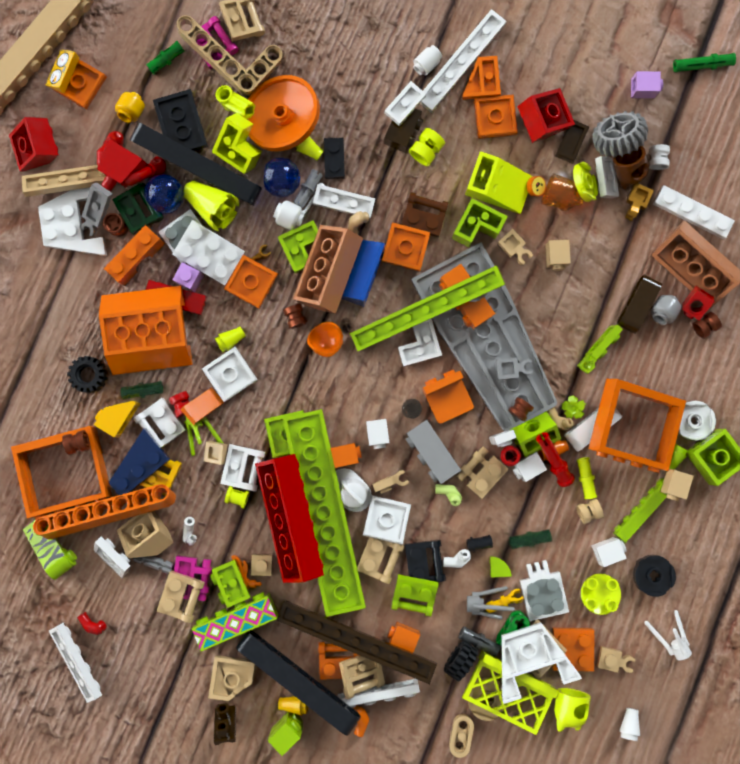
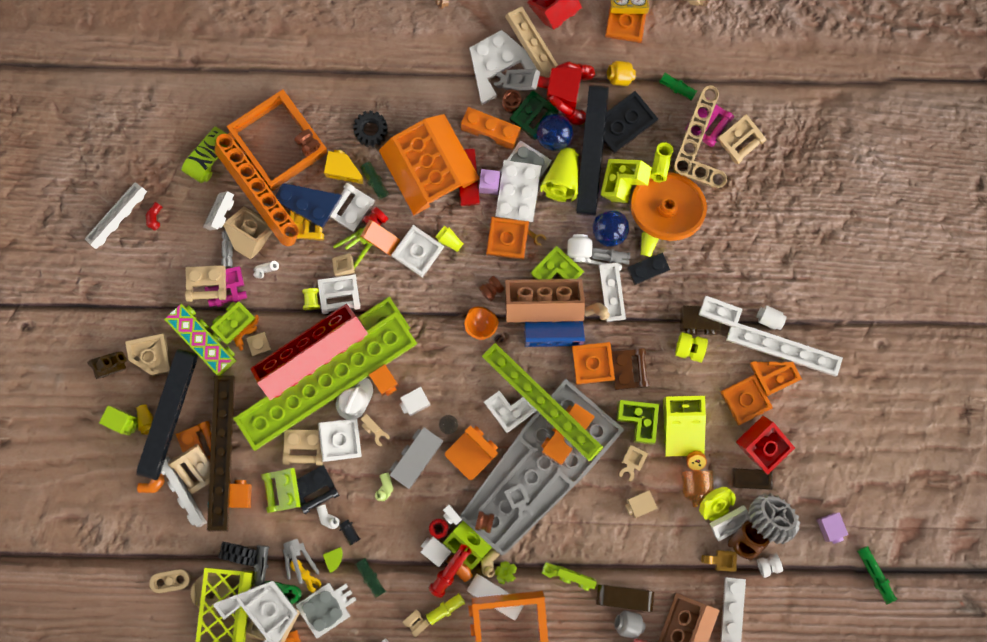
camera: 65 degrees right, 5 degrees down
(486, 477) = (412, 516): tan plate -> none

